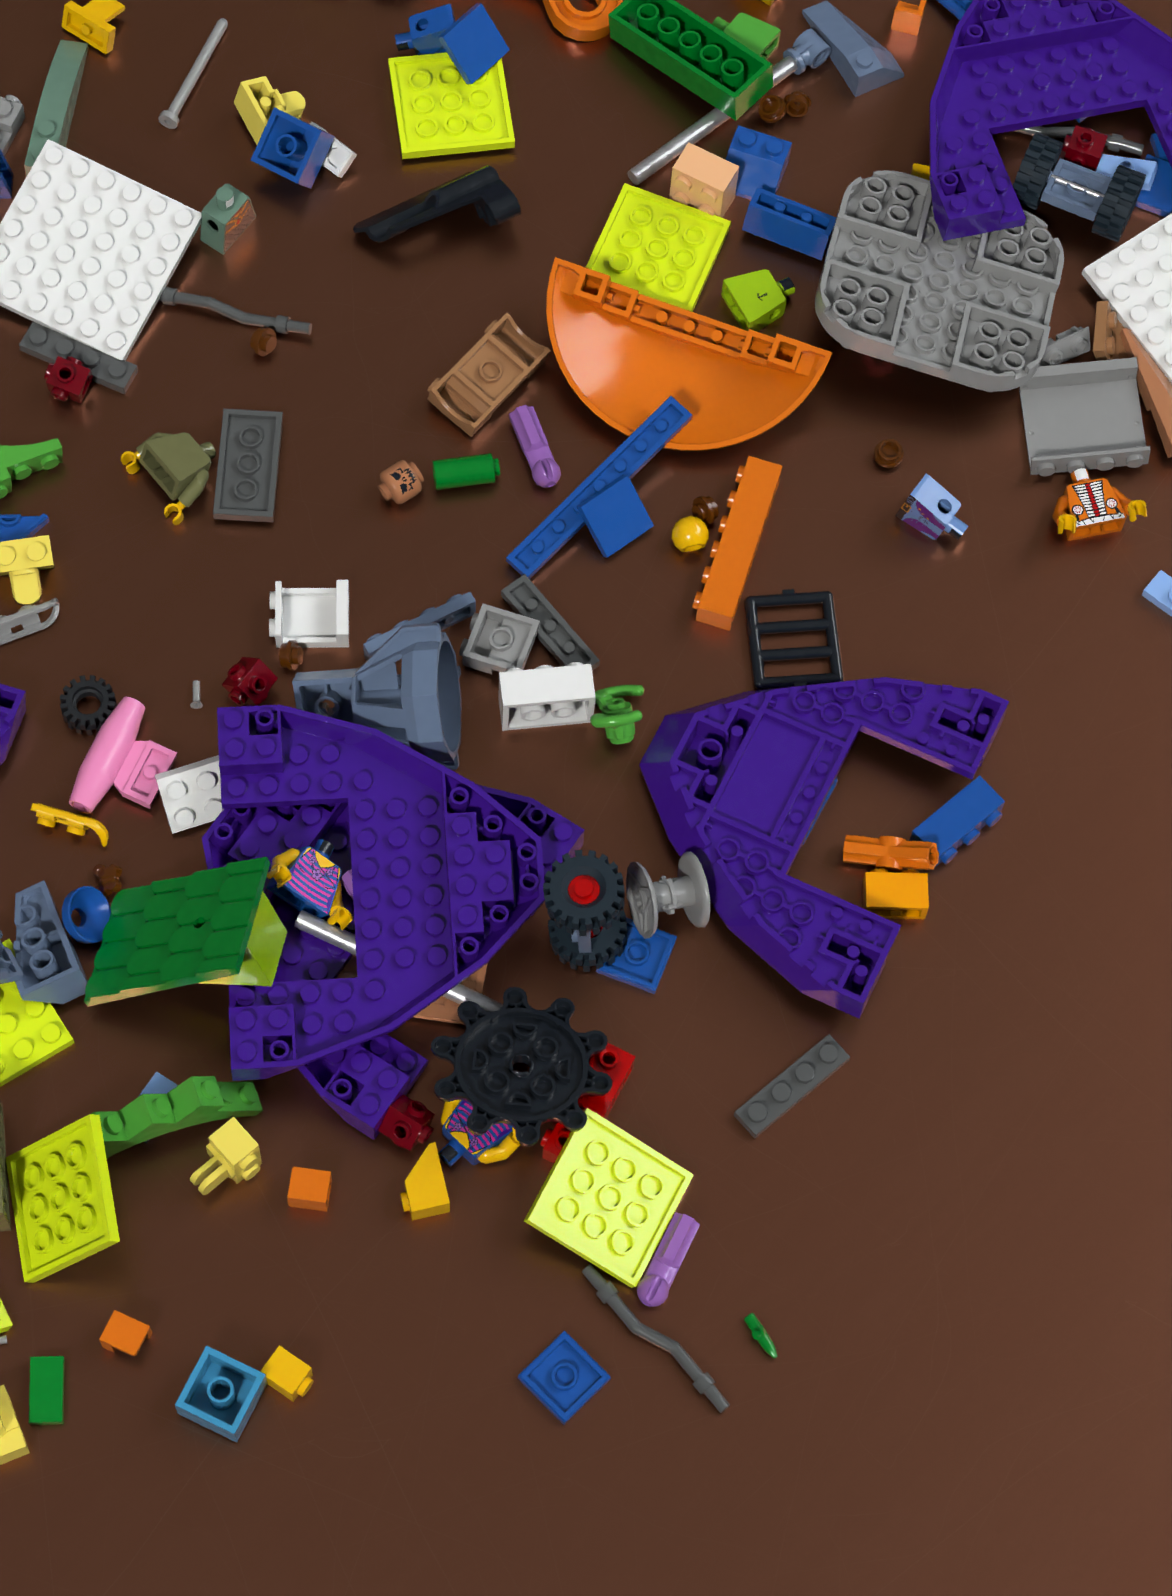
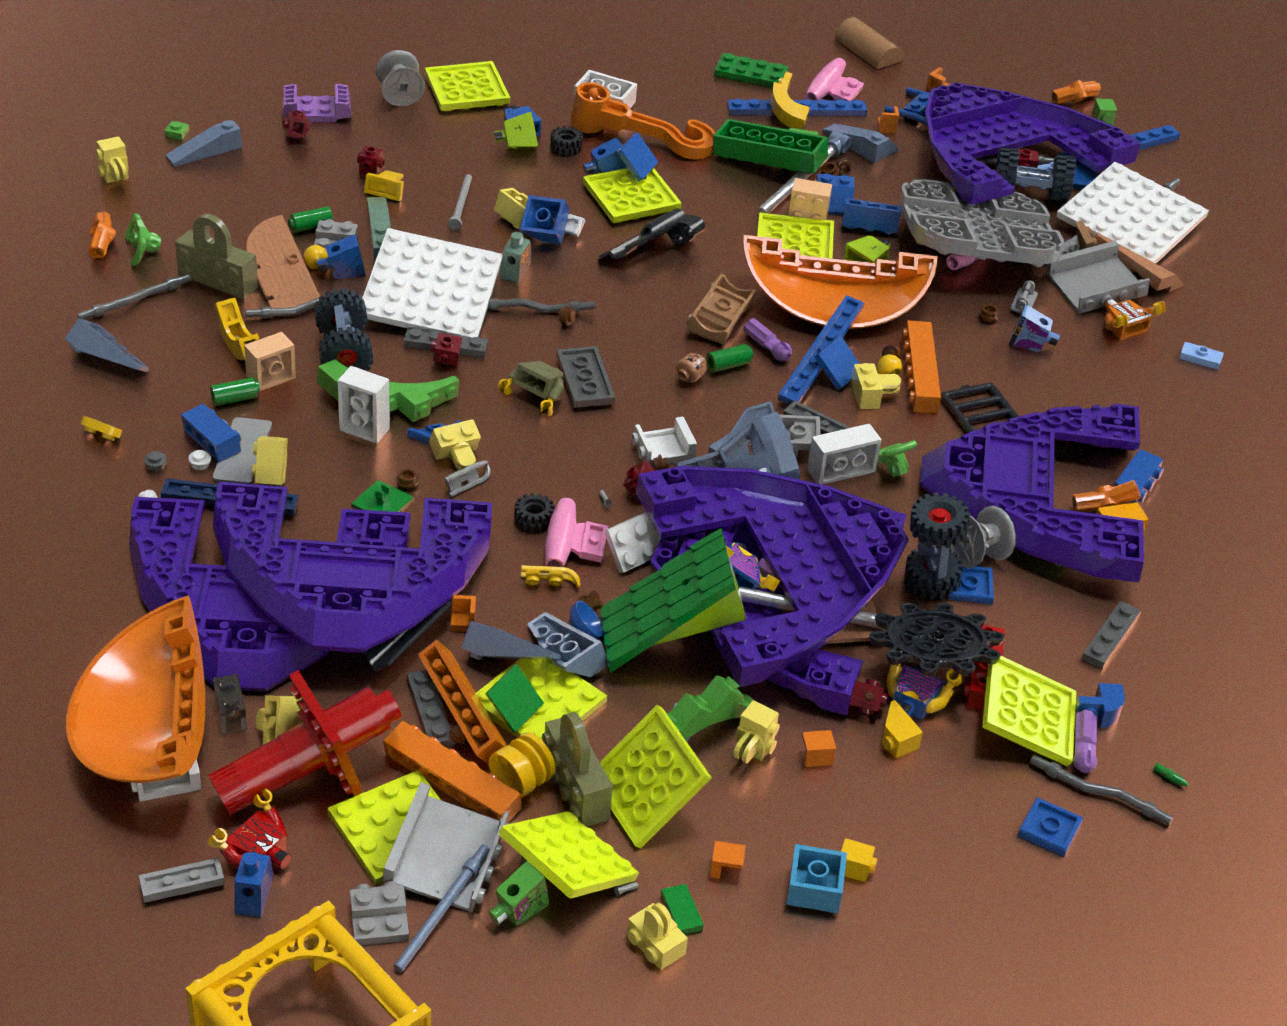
camera: 15 degrees left, 25 degrees down
(646, 568) = (870, 385): none -> light yellow brick
(724, 1212) = (1105, 705): none -> blue brick
(955, 435) = (1024, 297): none -> light grey hinge

